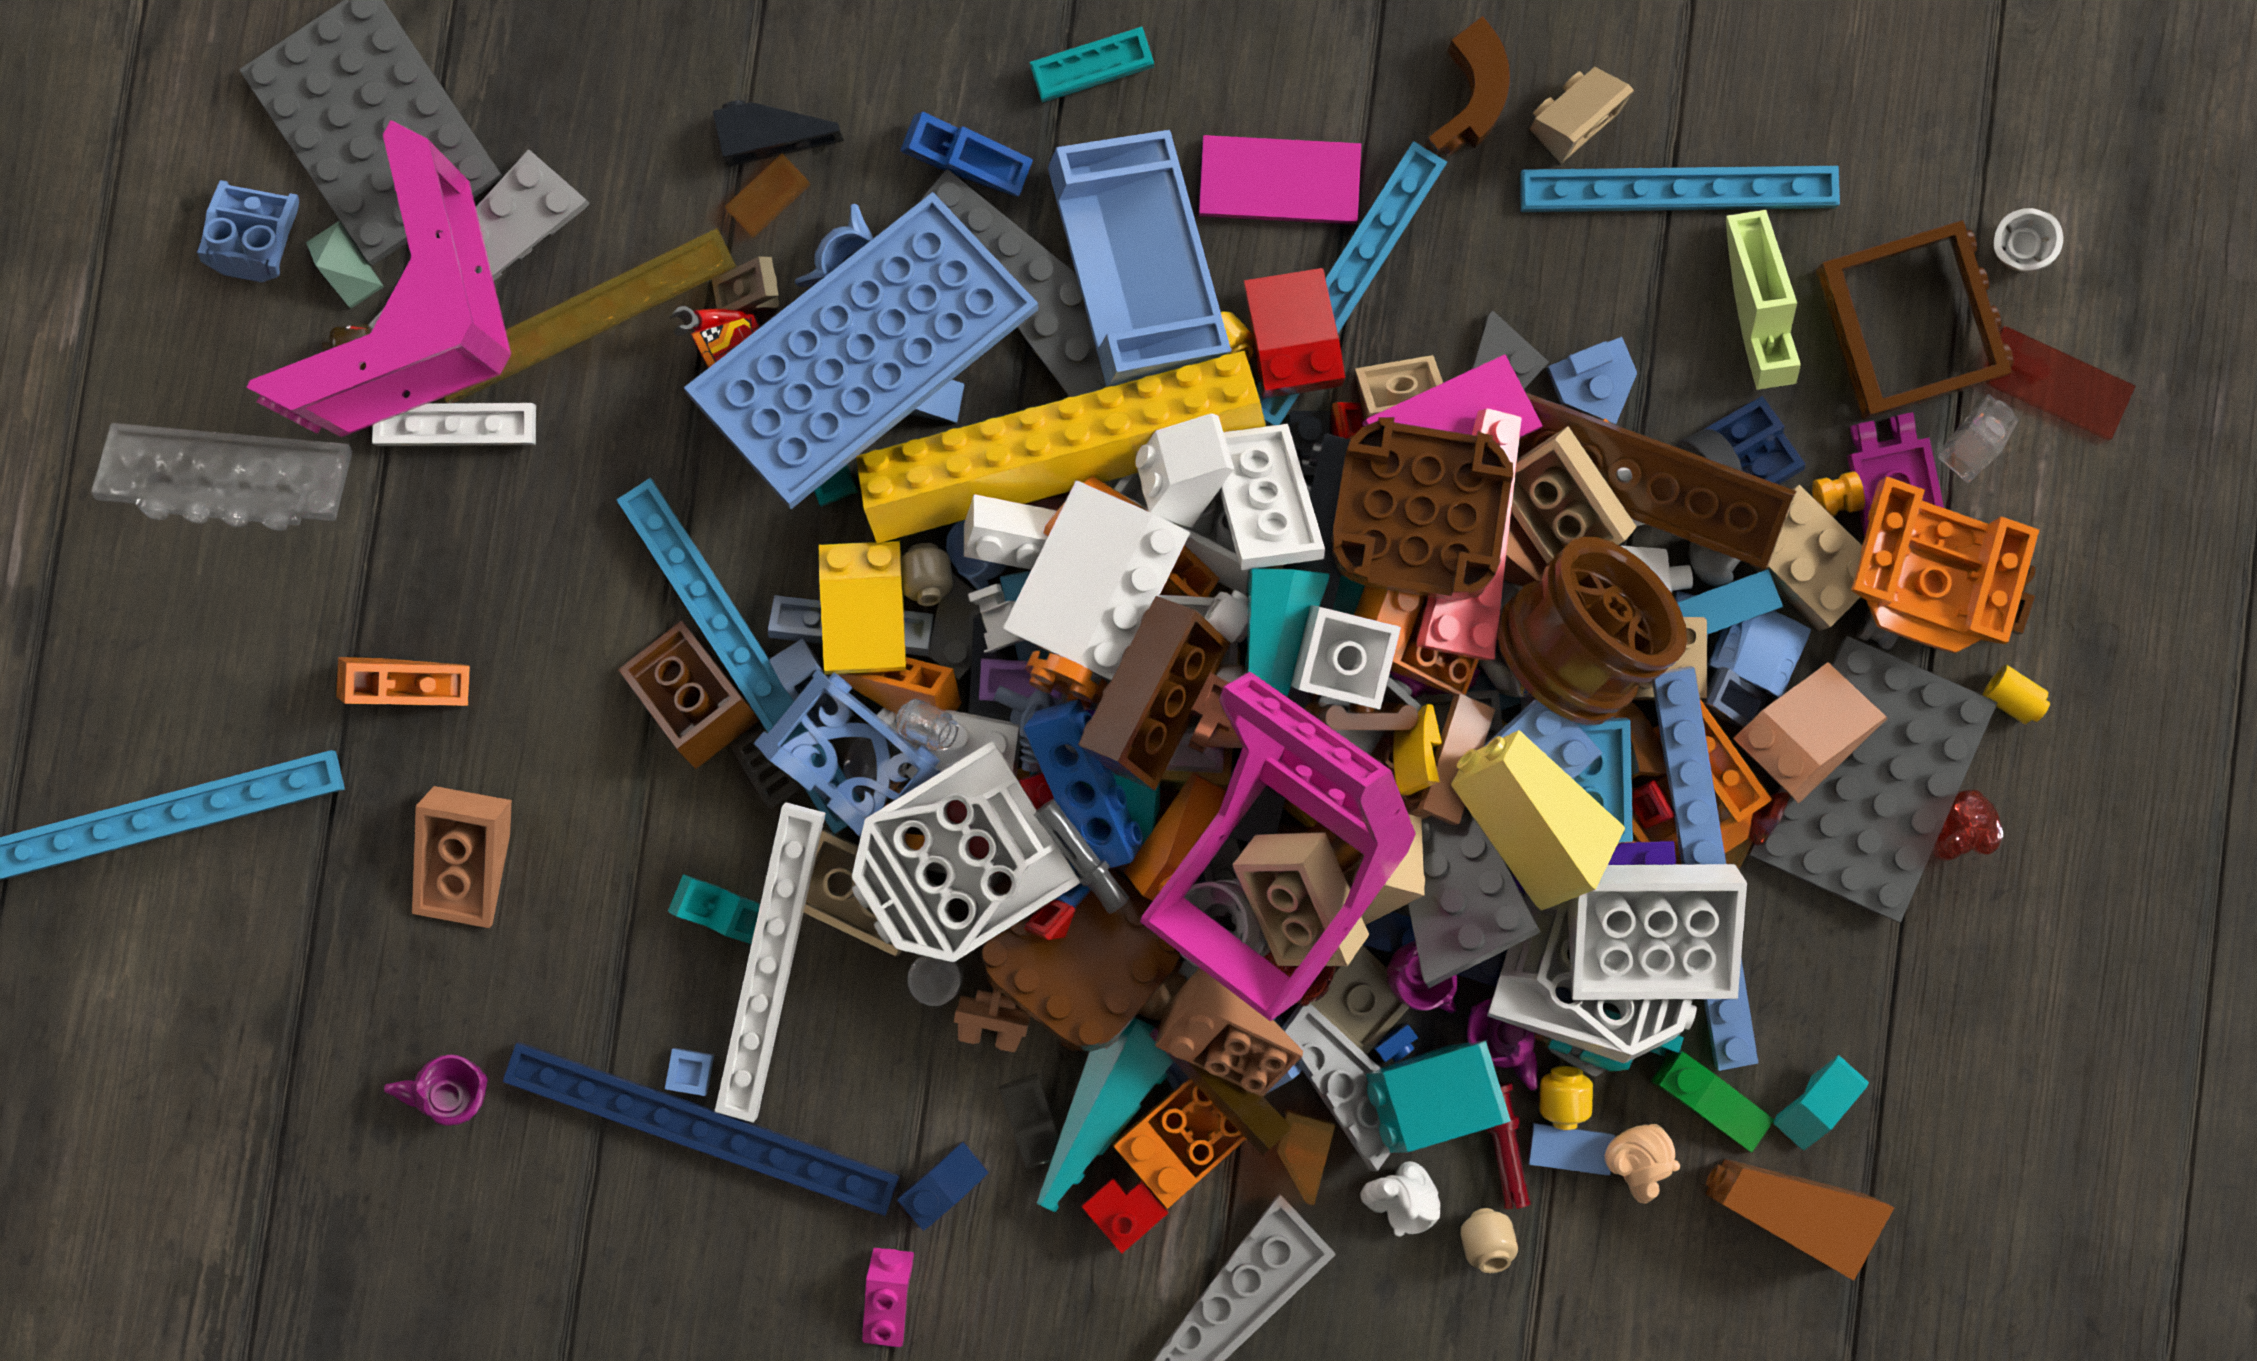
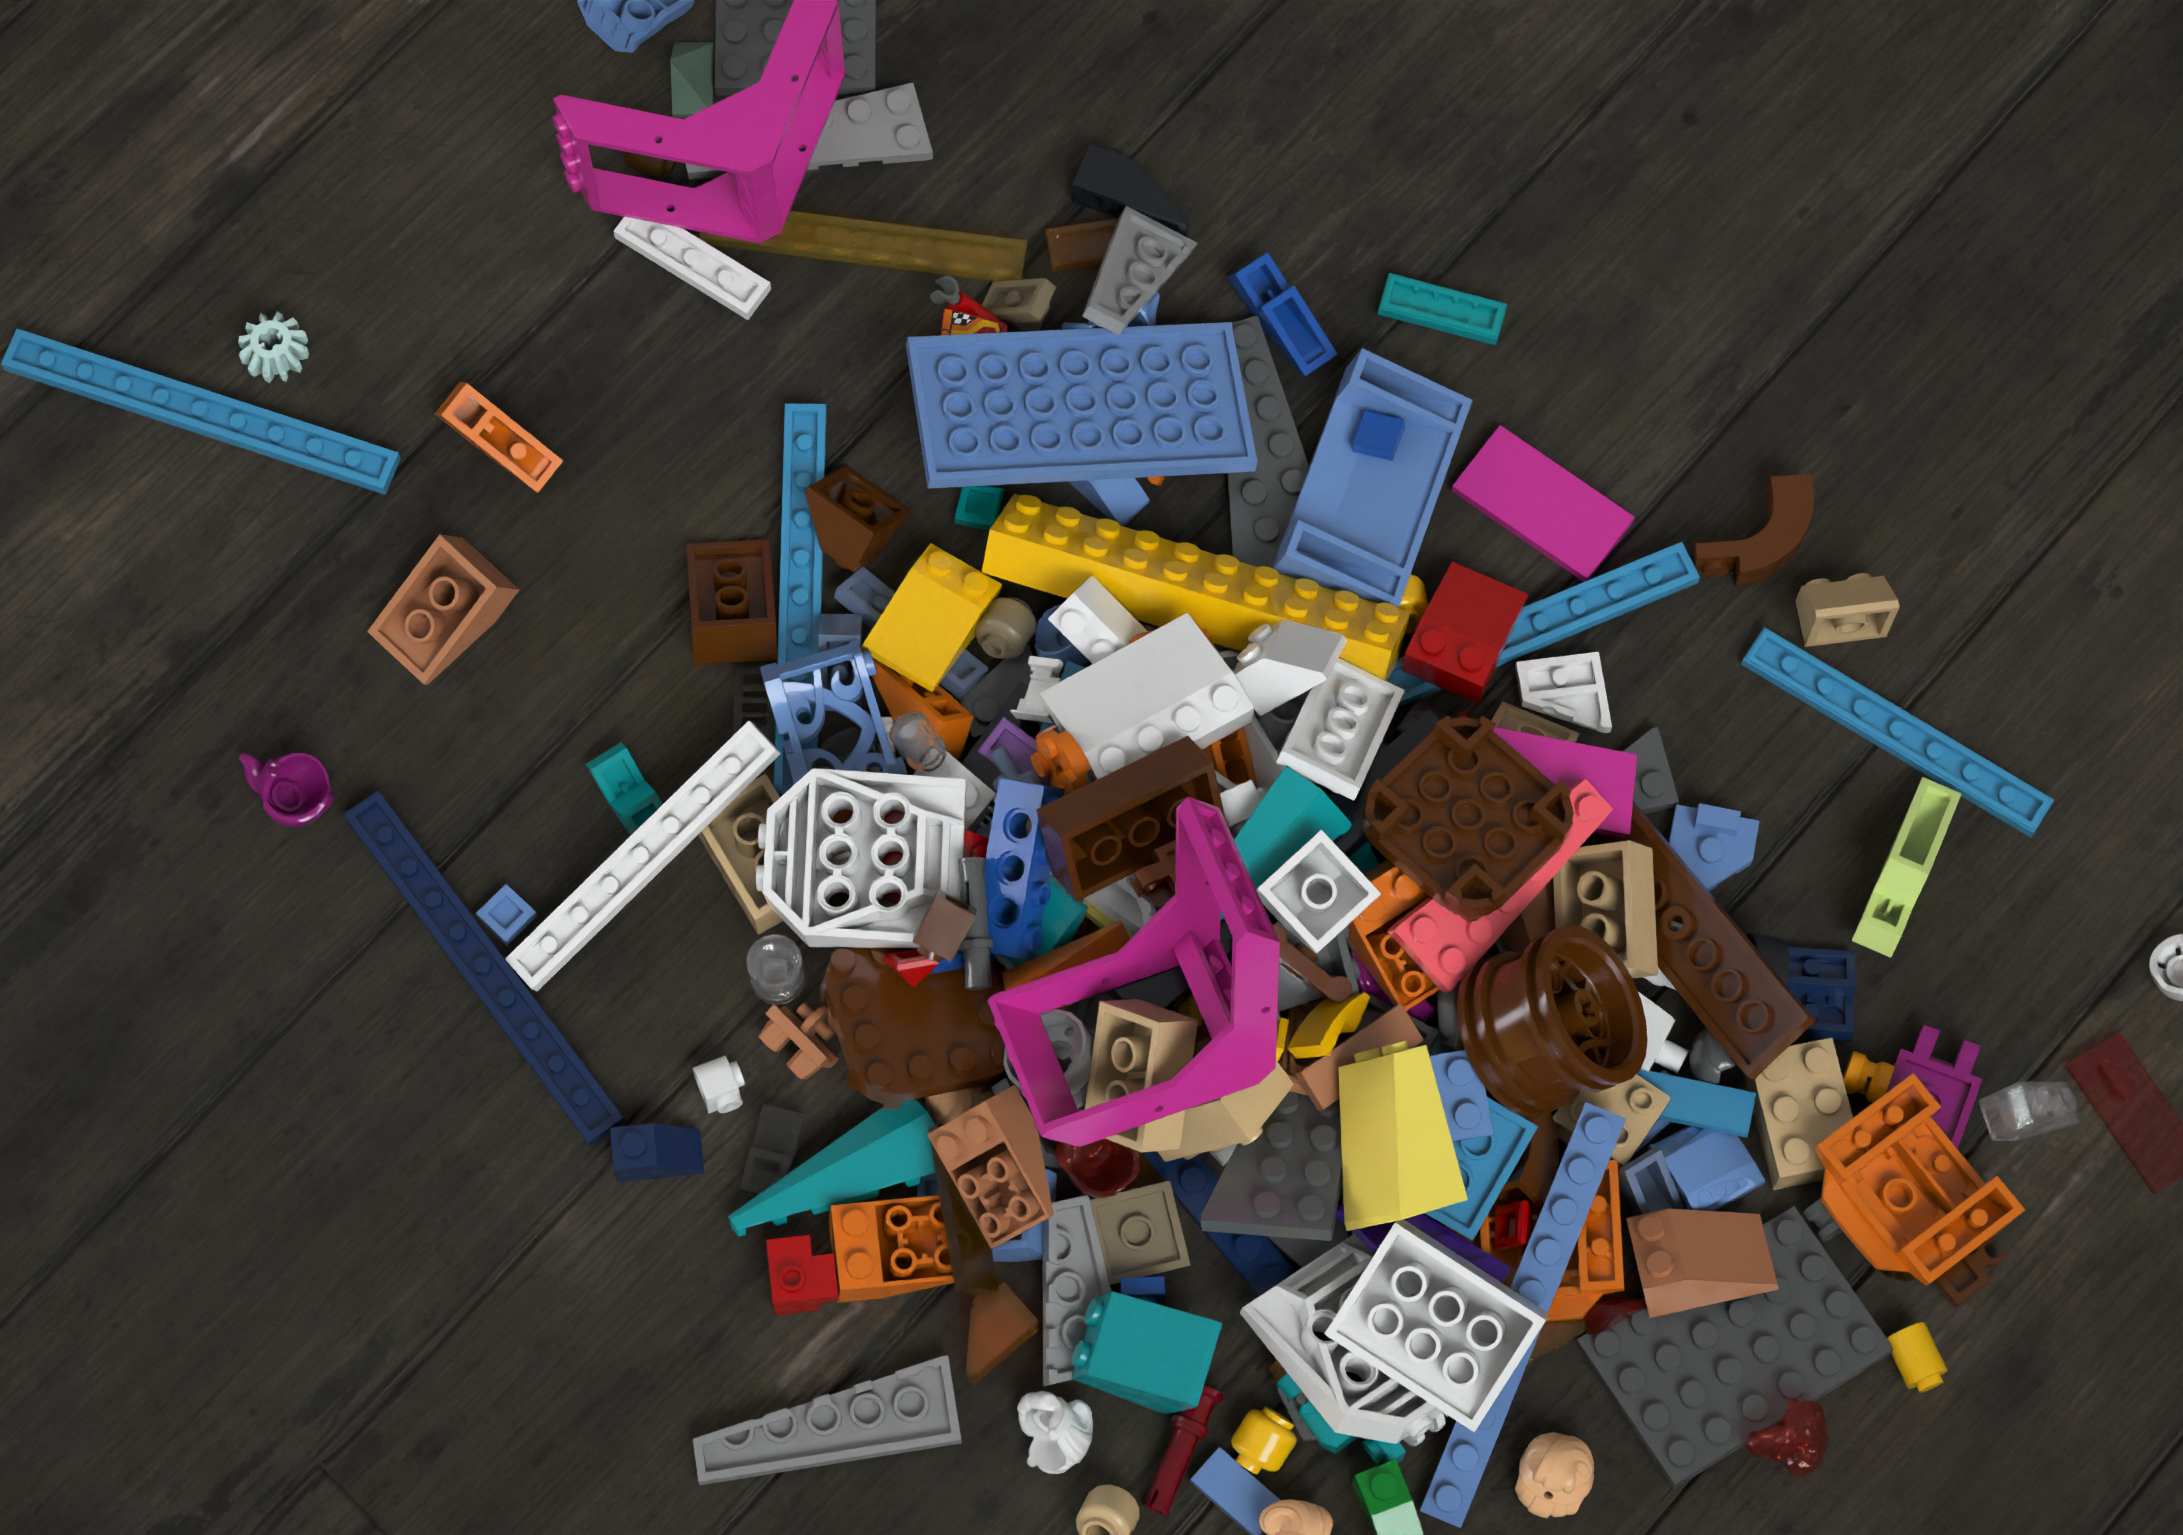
camera: 30 degrees right, 15 degrees down
(175, 734) = (273, 347): none -> light aqua gear
(222, 475) = (471, 179): clear plate -> none
(737, 559) = (853, 517): none -> reddish brown slope
(824, 199) = (1134, 269): none -> light grey wing
(887, 1296) = (537, 1214): dark pink bracket -> none
(954, 1098) = (719, 1084): none -> white plate
(1063, 882) = (943, 927): none -> reddish brown brick
(1115, 210) = (1378, 435): none -> blue tile
(1401, 326) = (1566, 689): none -> white wing
(1409, 987) = (1201, 1251): magenta hair -> none
(1506, 1043) = (1241, 1355): magenta hair -> none
(1802, 973) = (1556, 1466): none -> light nougat hair
(1852, 341) = (2017, 1042): reddish brown window -> none

